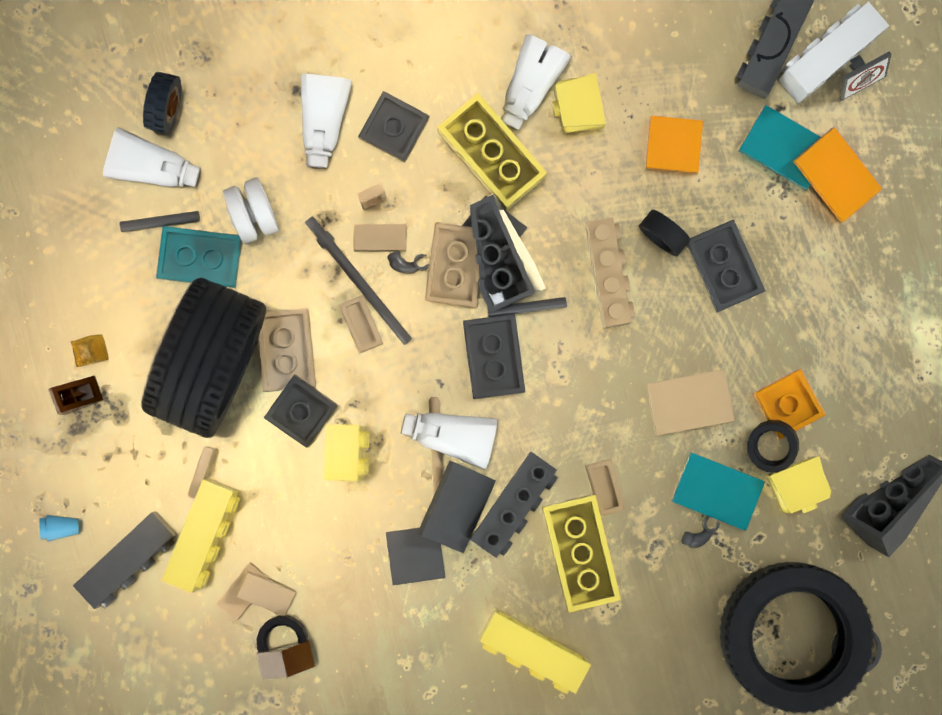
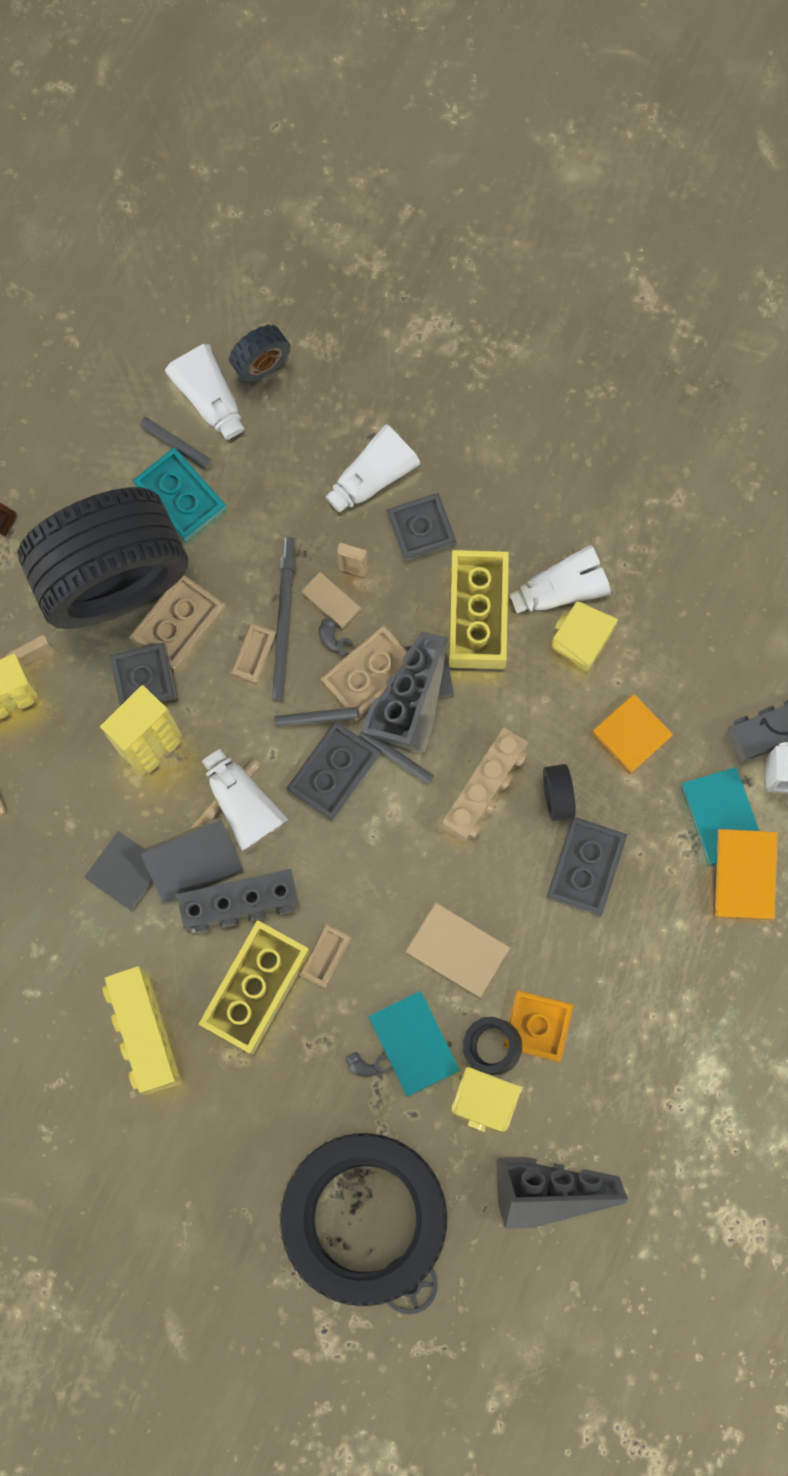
camera: 50 degrees right, 10 degrees down
(89, 350) = (31, 490): clear yellow slope -> none
(248, 211) = (249, 489): white wheel -> none
(448, 329) = (317, 716): none -> dark grey piece

